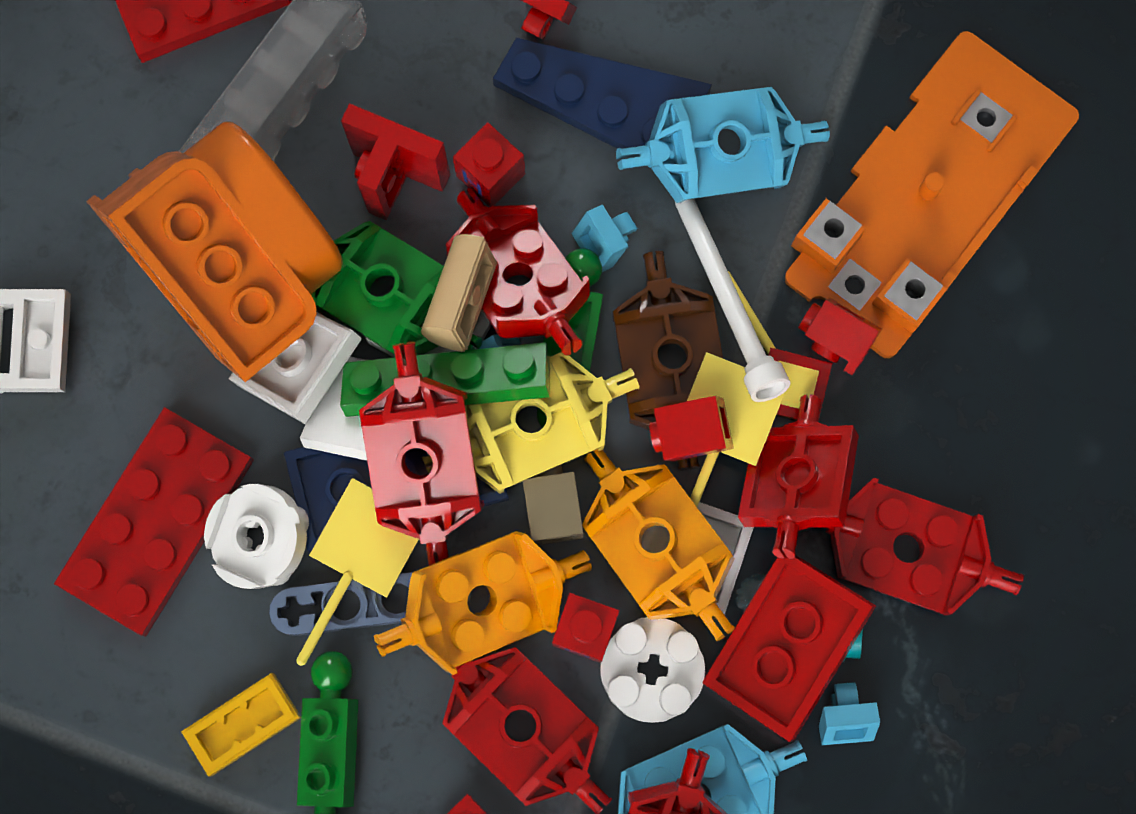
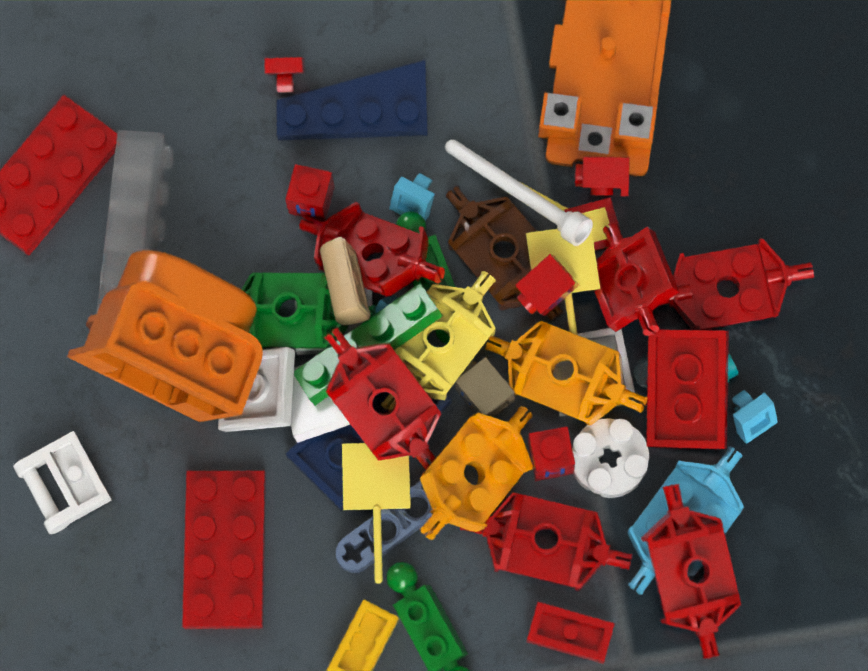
camera: 25 degrees left, 5 degrees down
(283, 542) = (283, 503): white plate -> none
(390, 156) = (241, 219): red bracket -> none
(687, 151) = (441, 116): medium azure plate -> none

